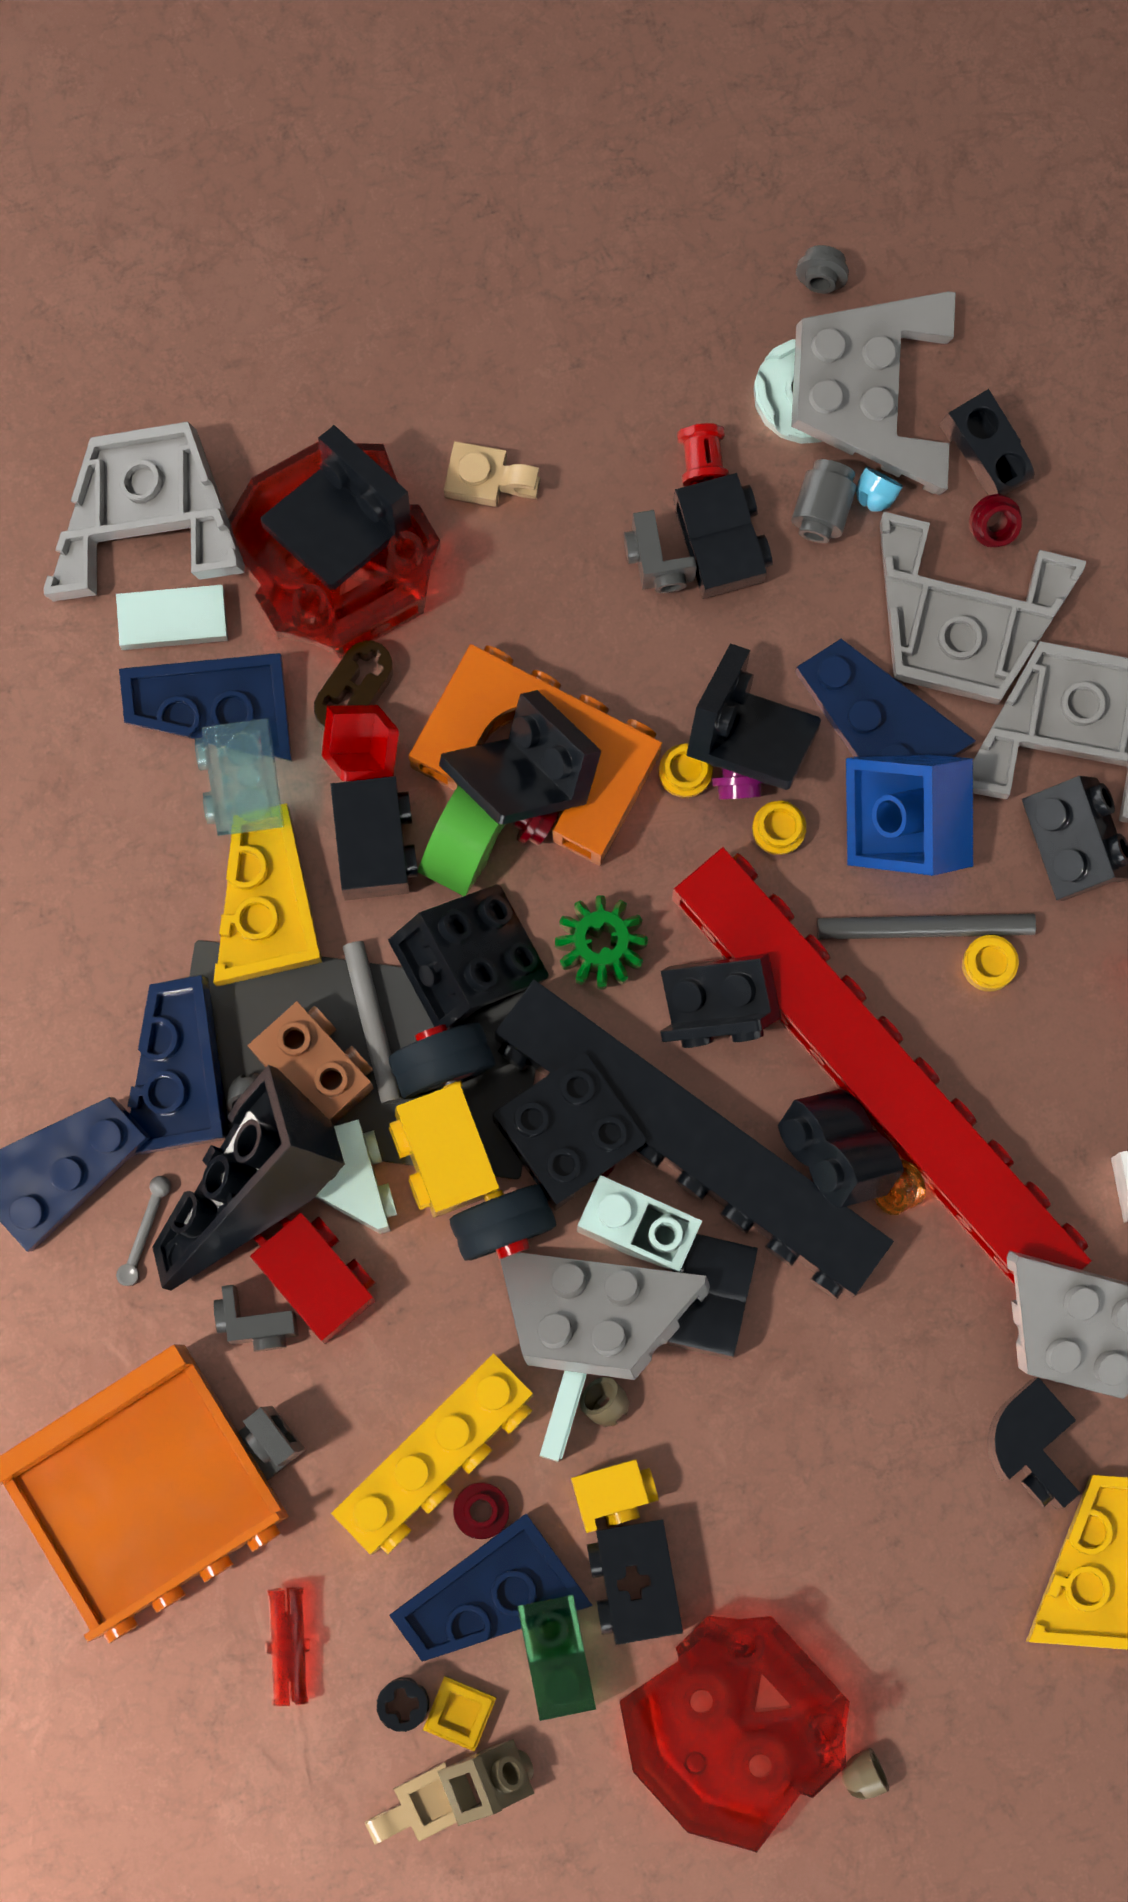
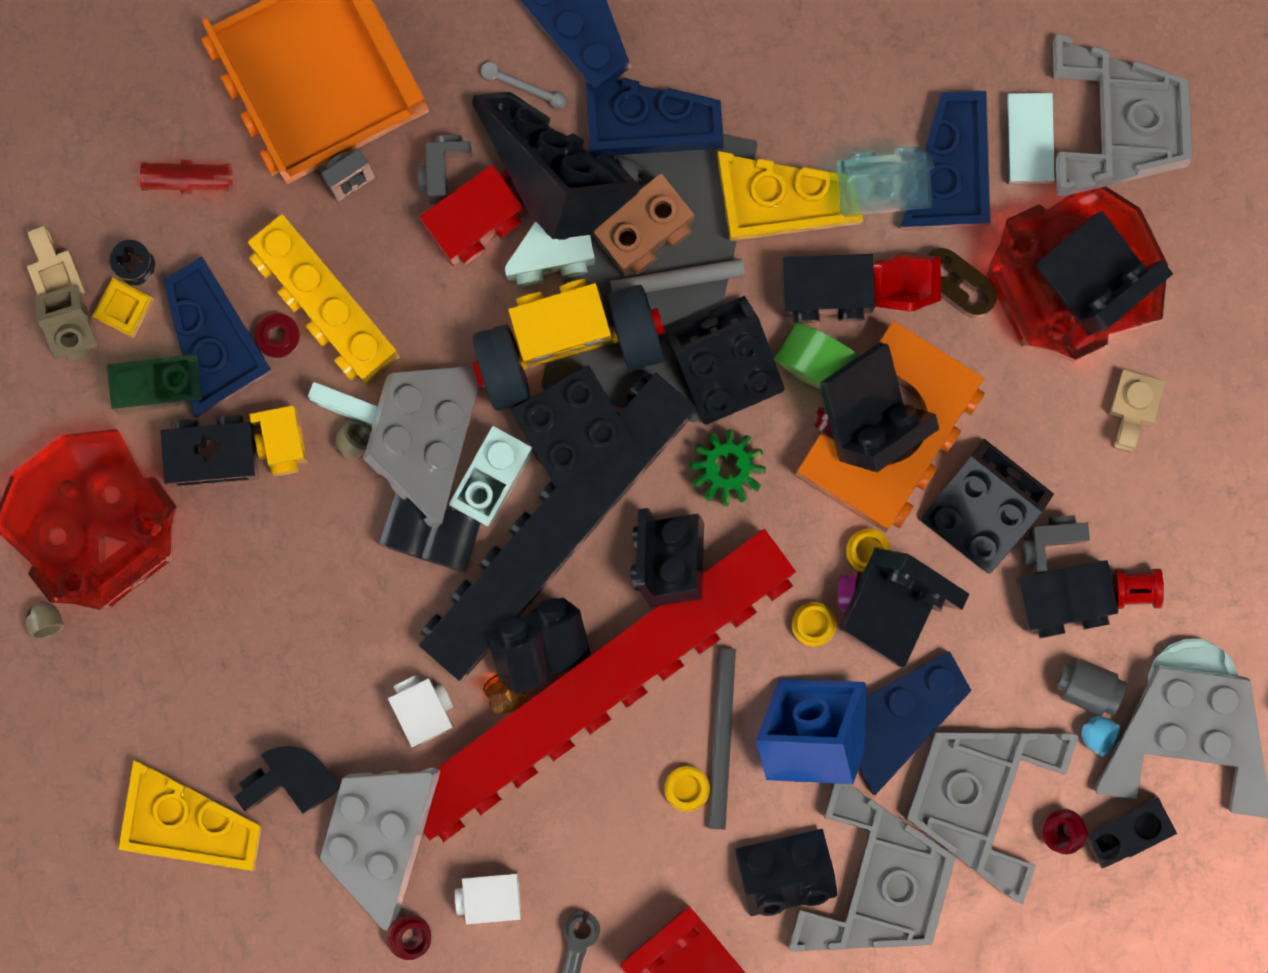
camera: 95 degrees right, 5 degrees up
(621, 633) = (987, 506): none -> black bracket
(930, 1287) = (422, 709): none -> white brick

